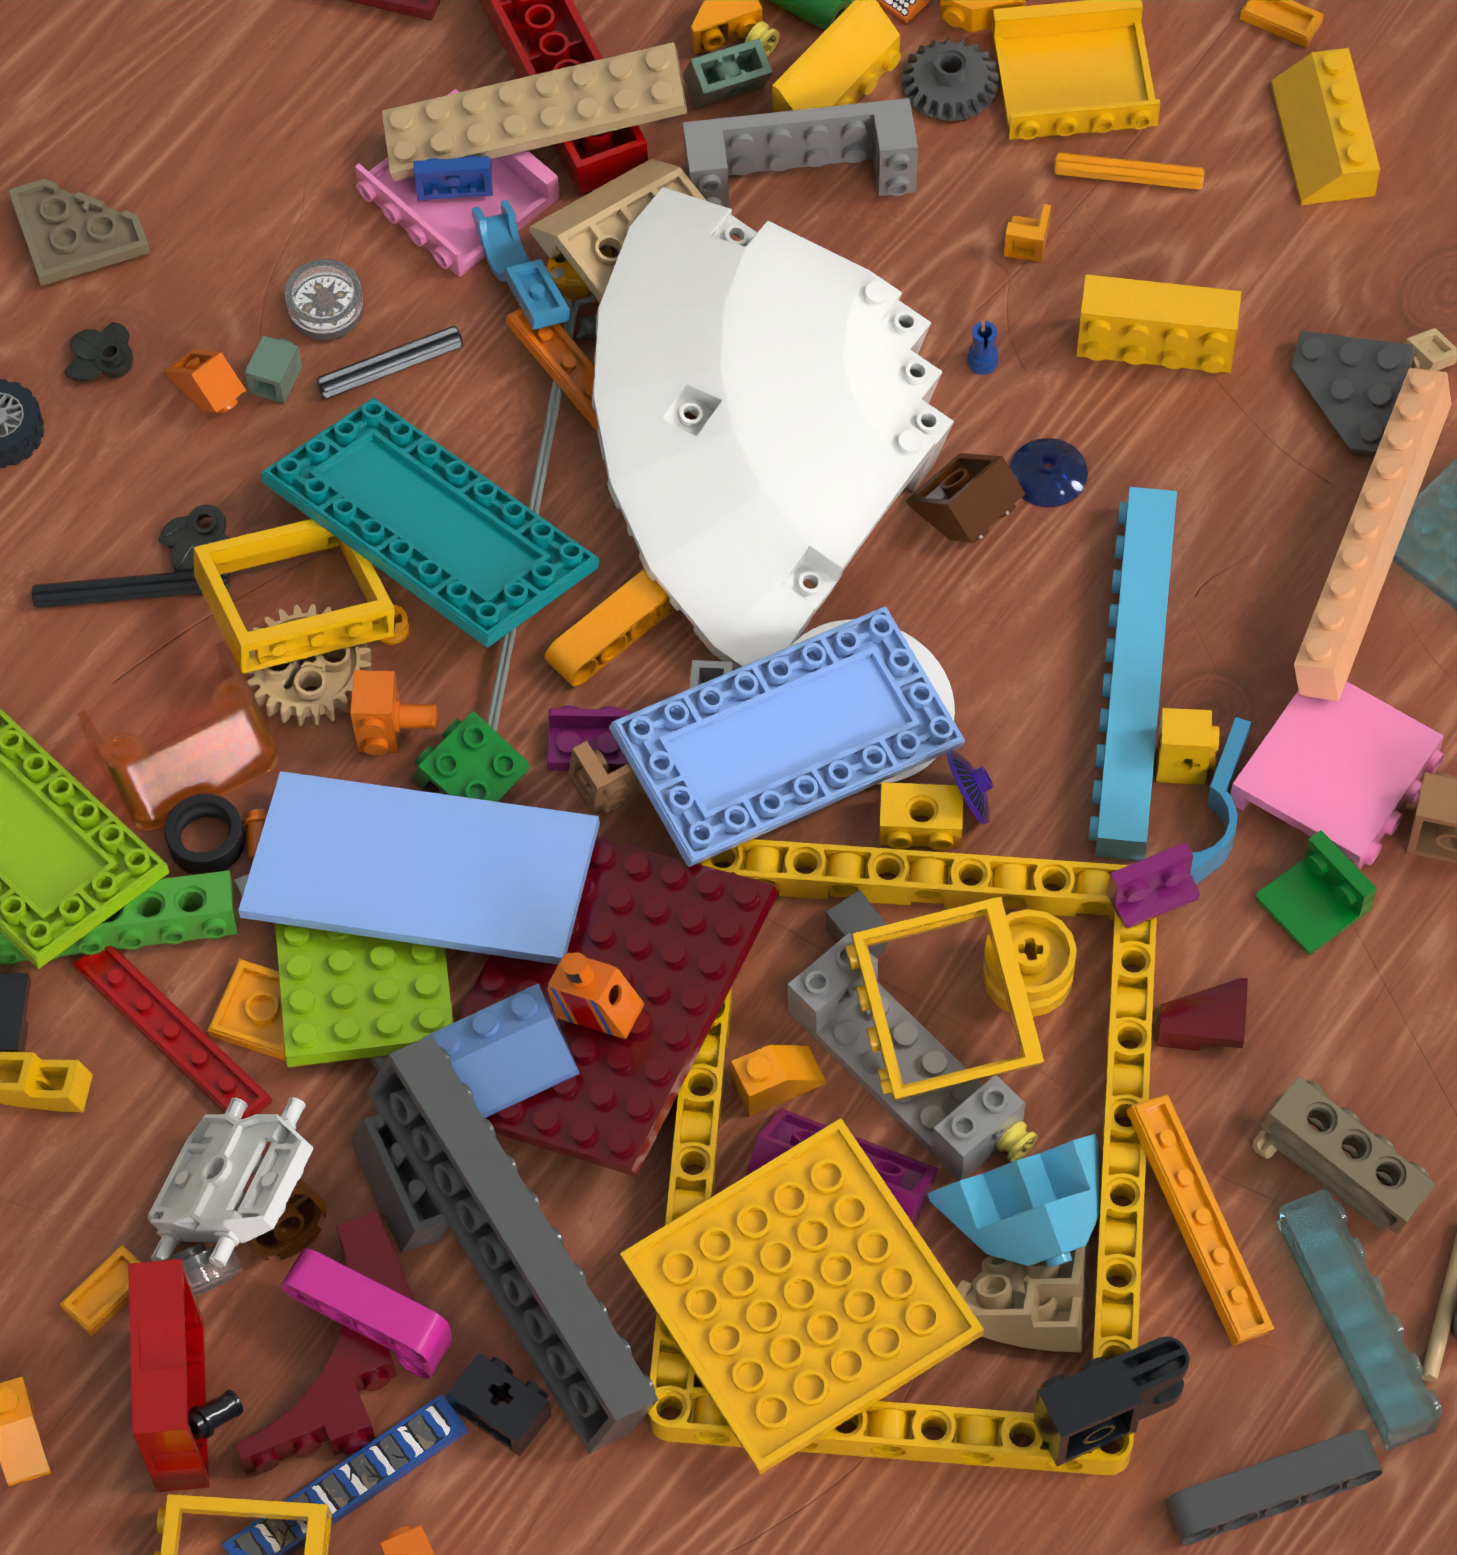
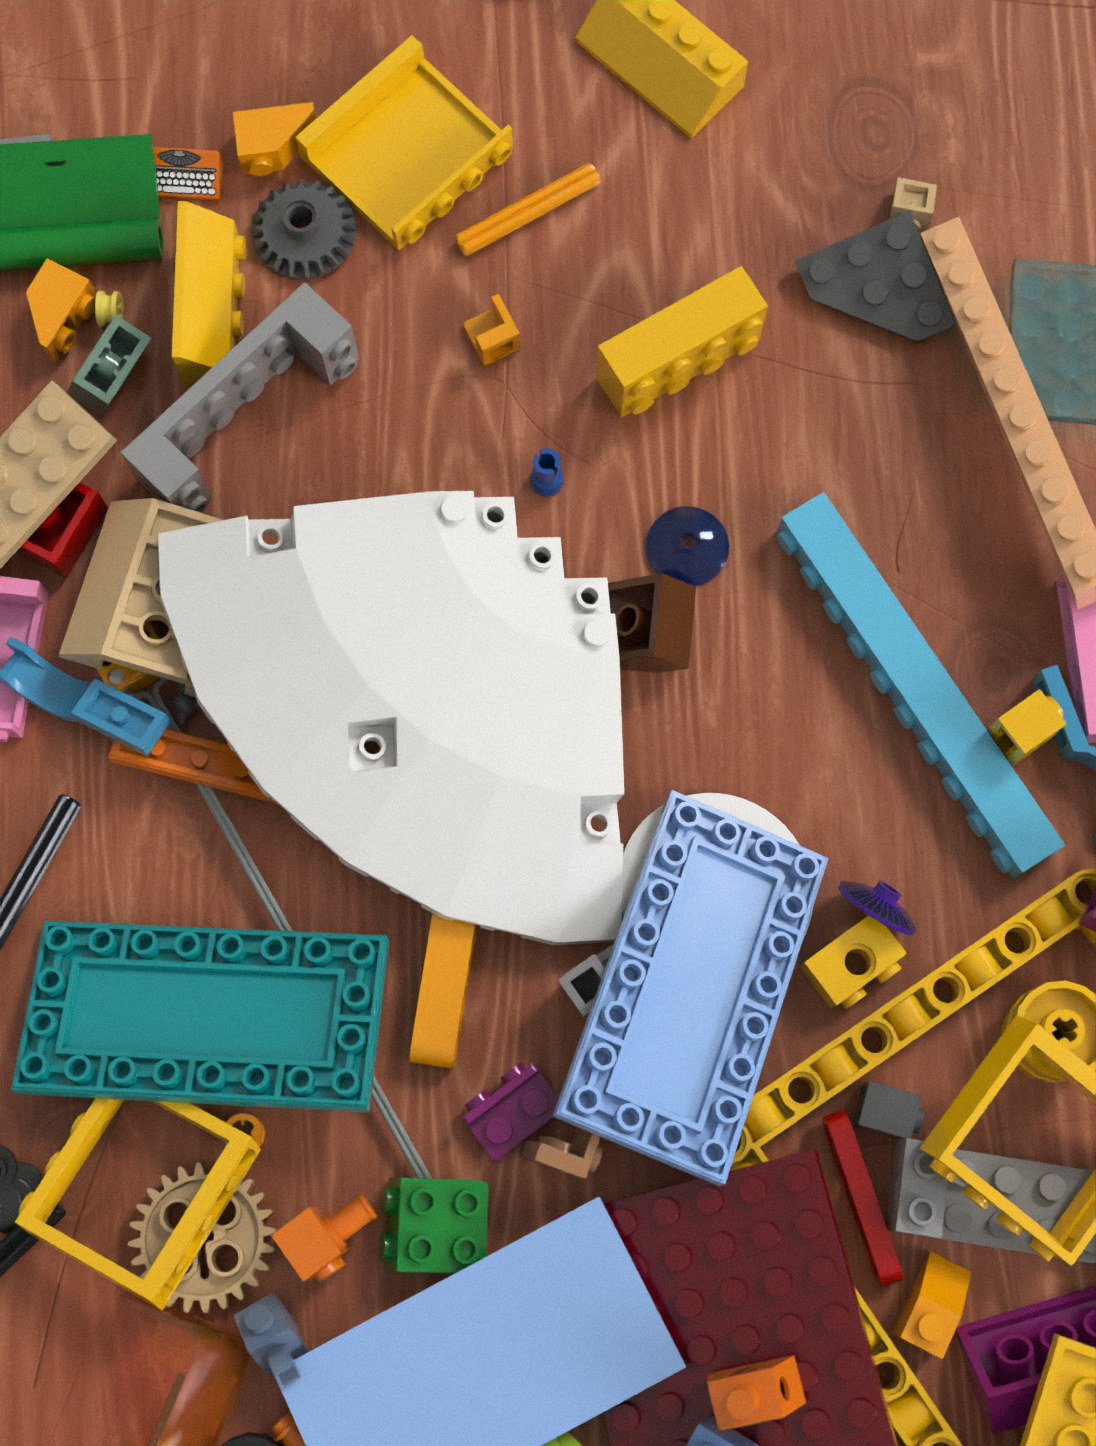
camera: 40 degrees left, 15 degrees up
(299, 749) = (272, 1337): none -> sand blue brick
(789, 965) = (862, 1198): none -> red beam

